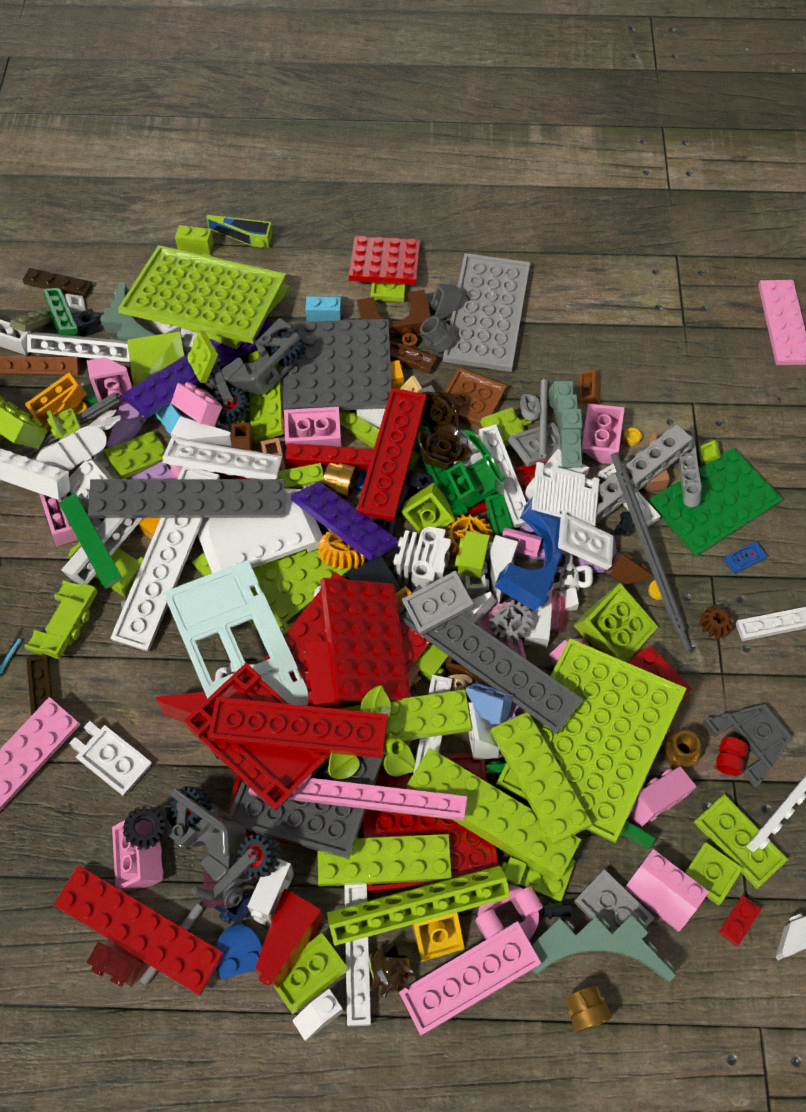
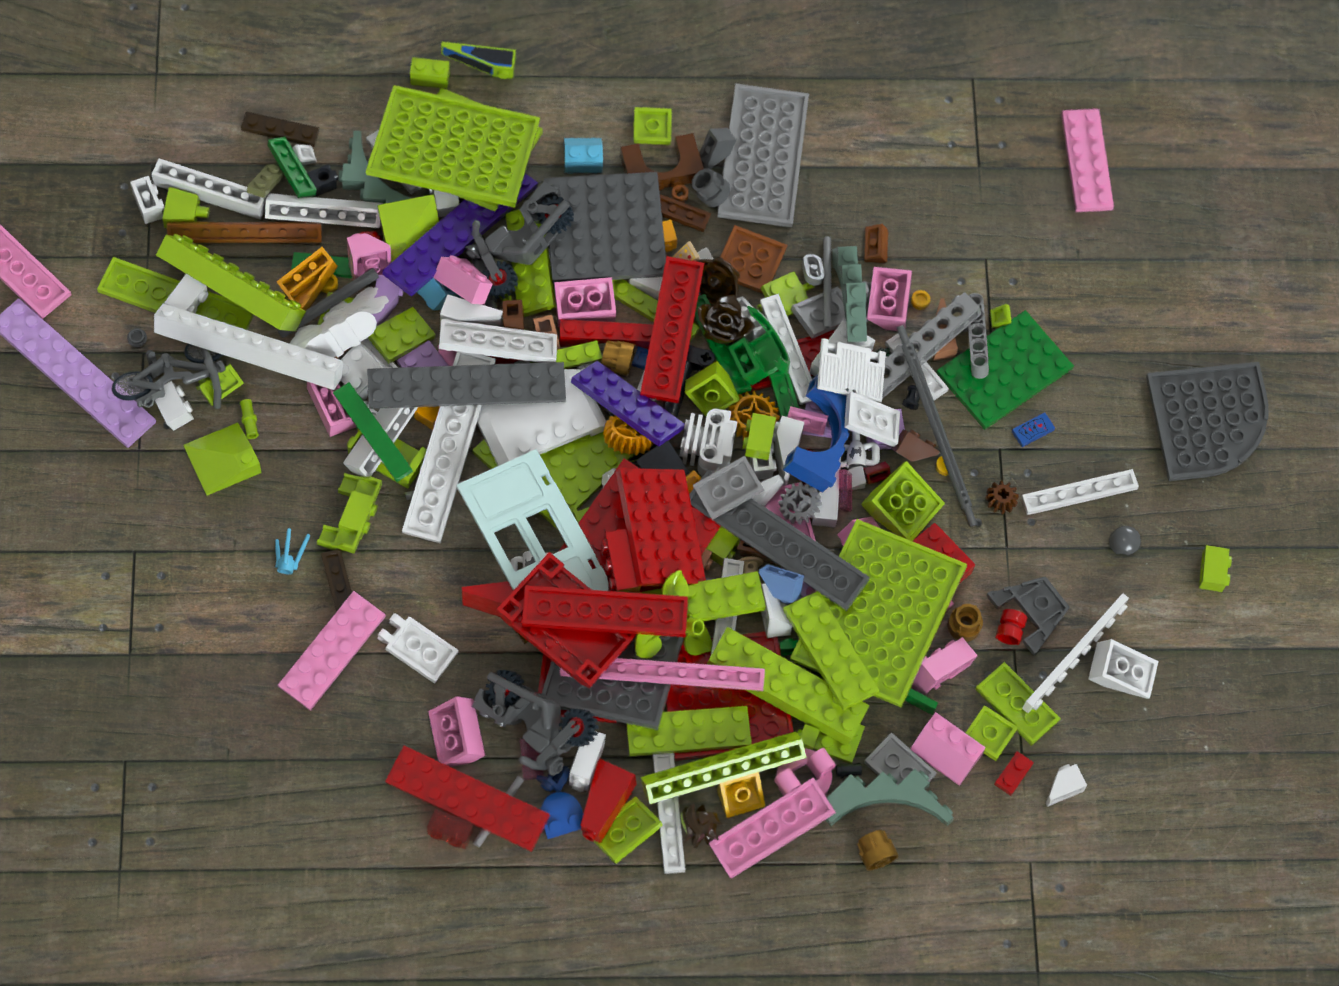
camera: 10 degrees left, 5 degrees up
(64, 423) = (326, 306): lime bracket -> none
(143, 840) = (471, 698): black tyre -> none
(202, 356) = (465, 226): lime plate -> none
(317, 1015) = (638, 864): white slope -> none
(384, 260) = (646, 94): plate -> none
(588, 591) = (883, 466): none -> dark red piece

